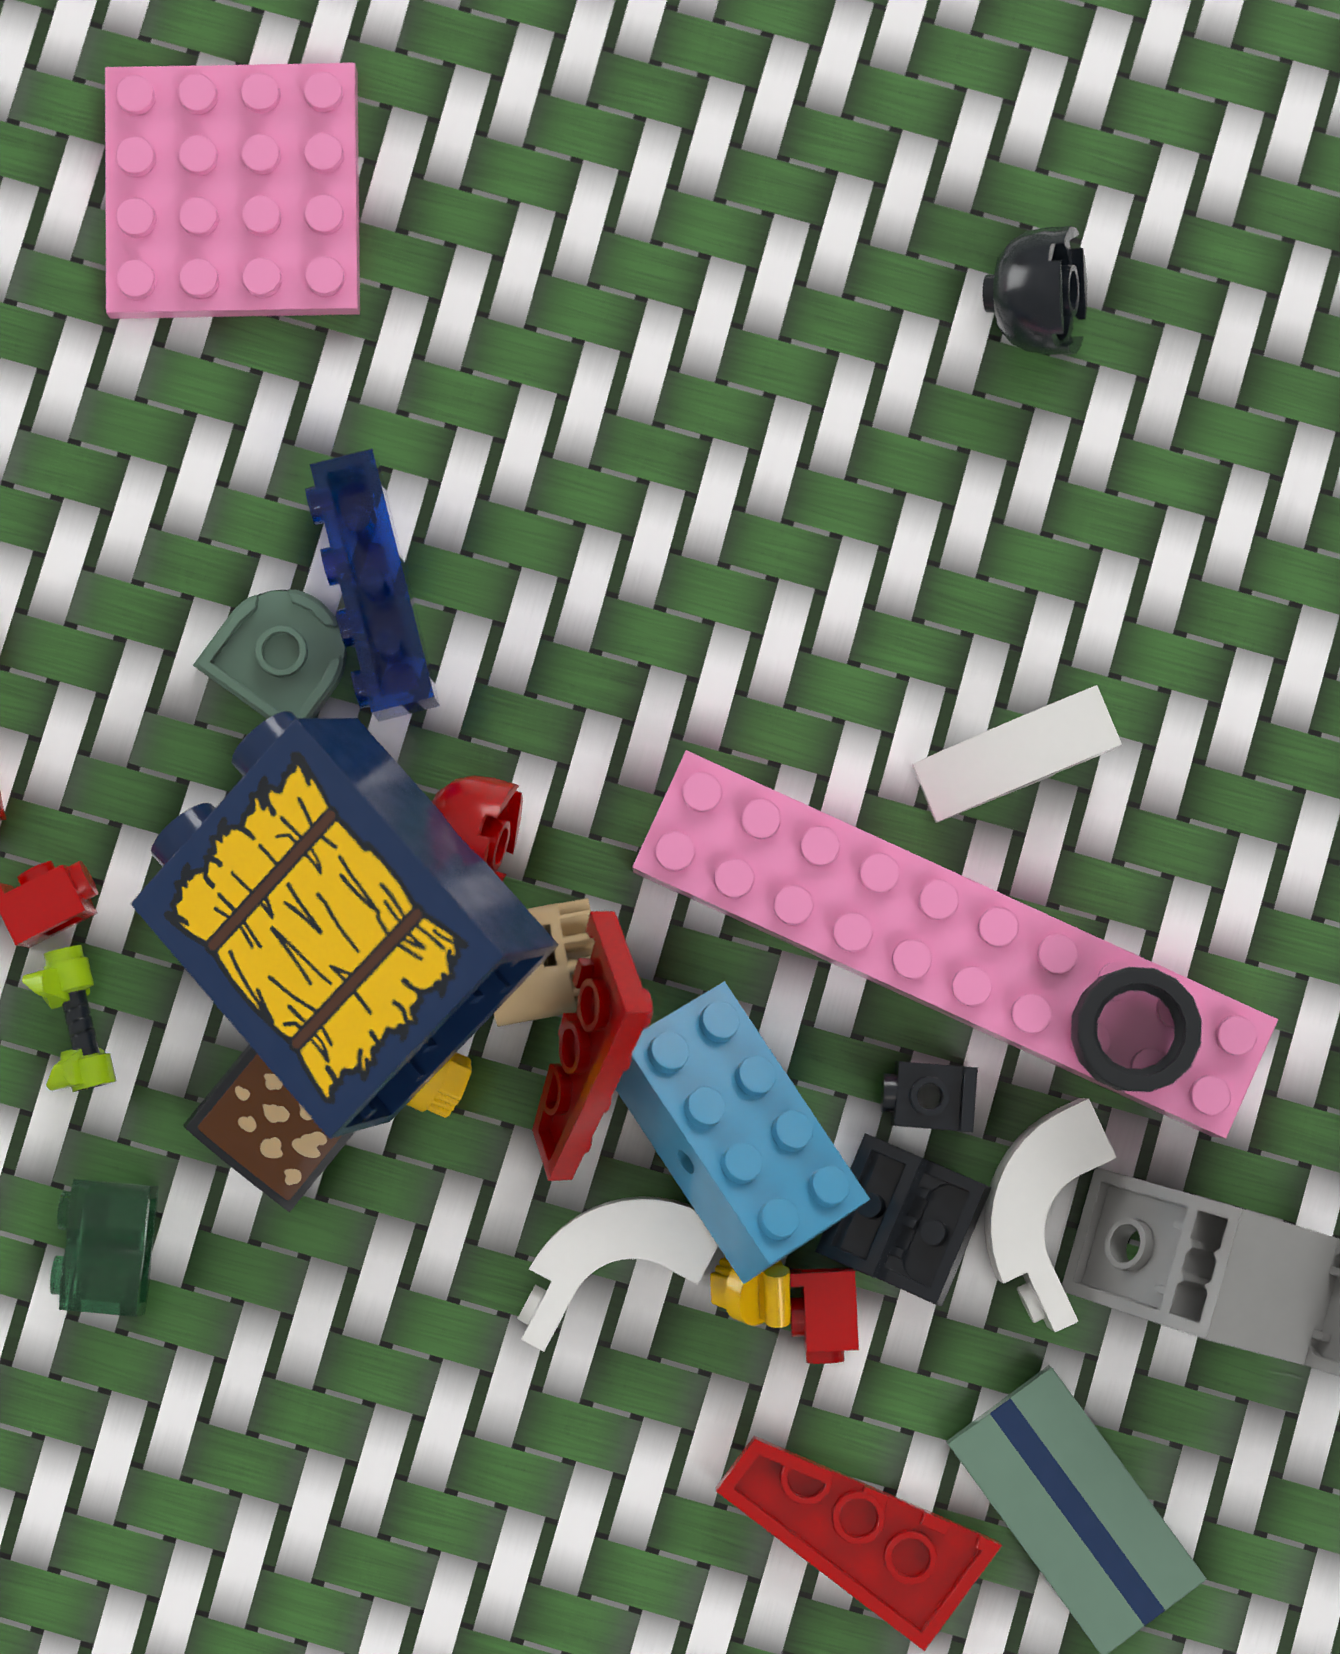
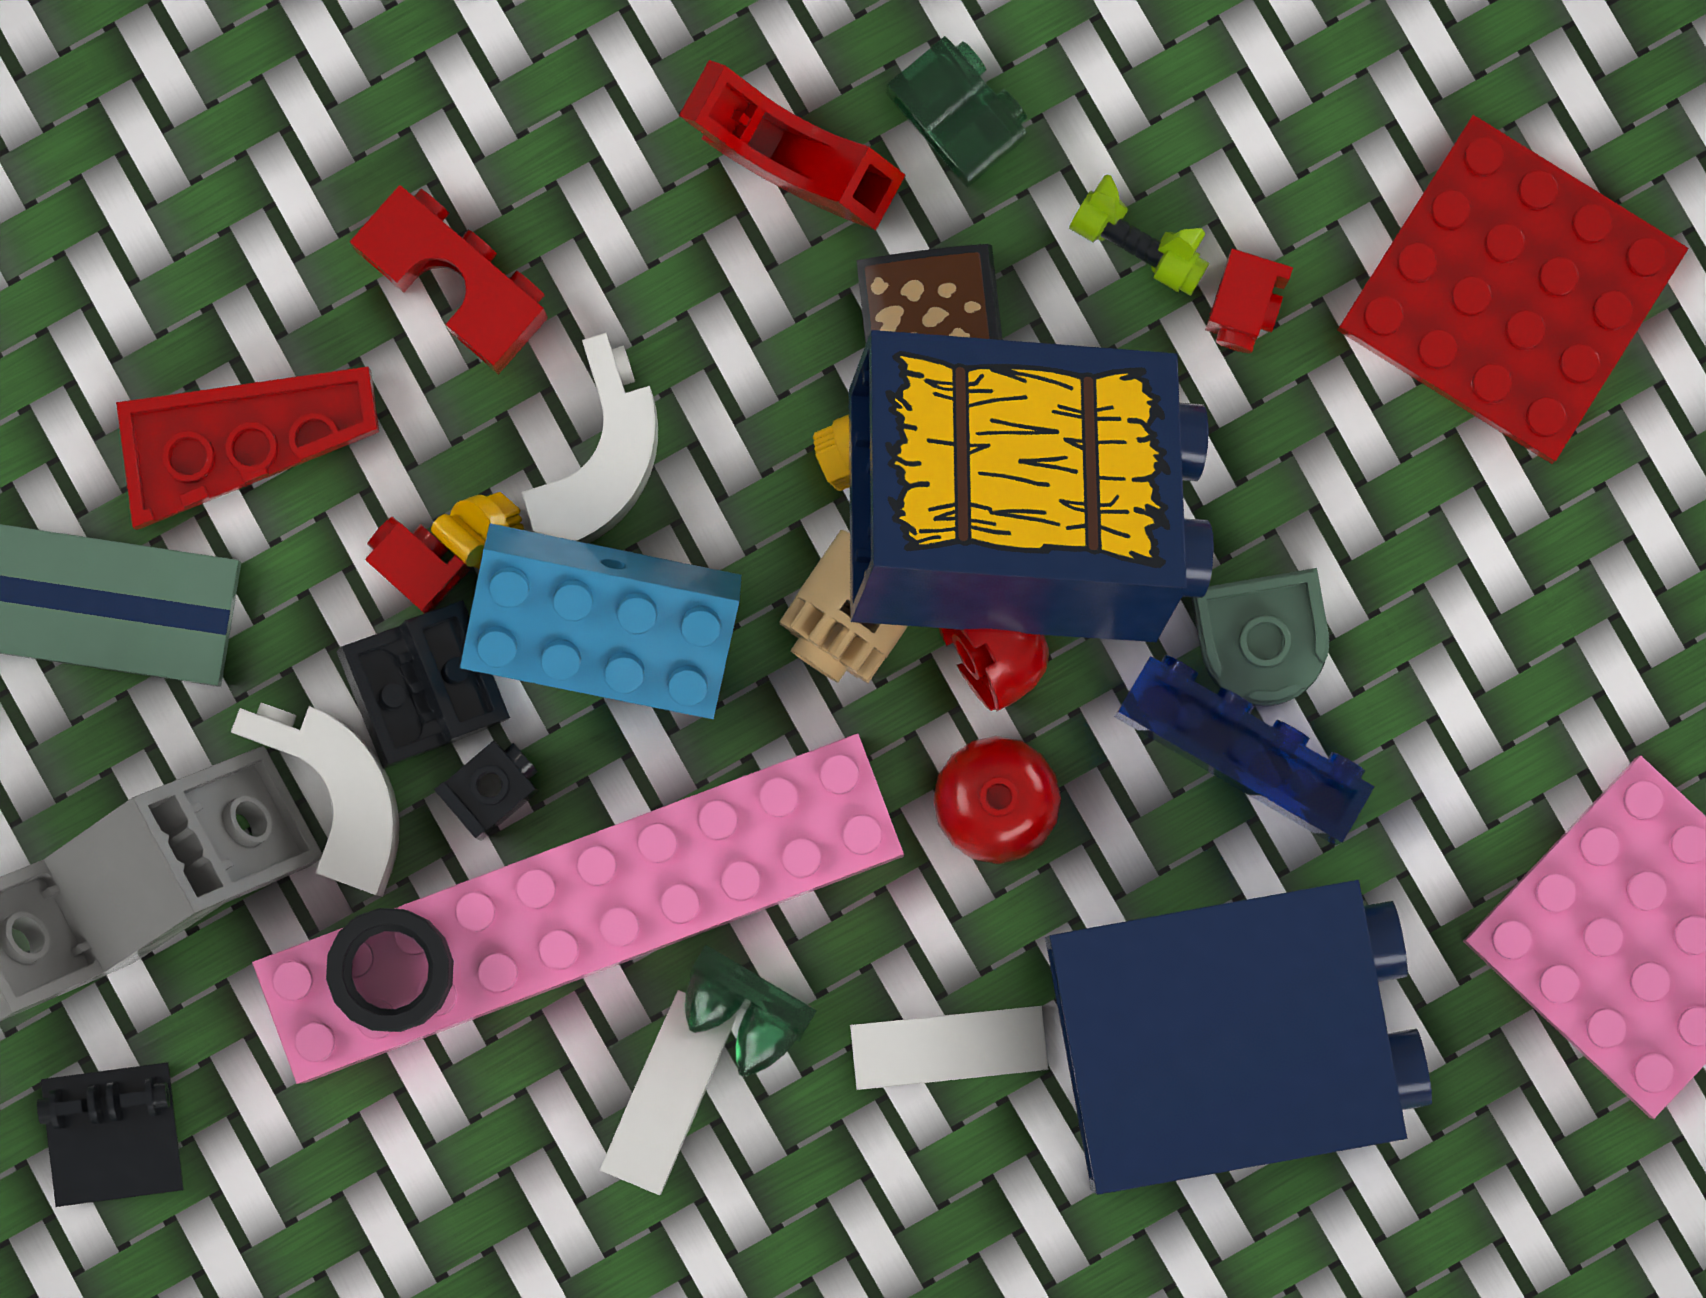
camera: 140 degrees right, 0 degrees up
(254, 1338) = (790, 151): none -> red arch
(580, 729) = (997, 799): none -> red cylinder
(584, 395) = (1235, 1035): none -> dark blue brick
(591, 1555) = (411, 238): none -> red arch
(593, 1048) = (755, 578): red wing -> none
(790, 591) = (948, 1047): none -> white slope
(897, 732) = (771, 1016): none -> clear green tile

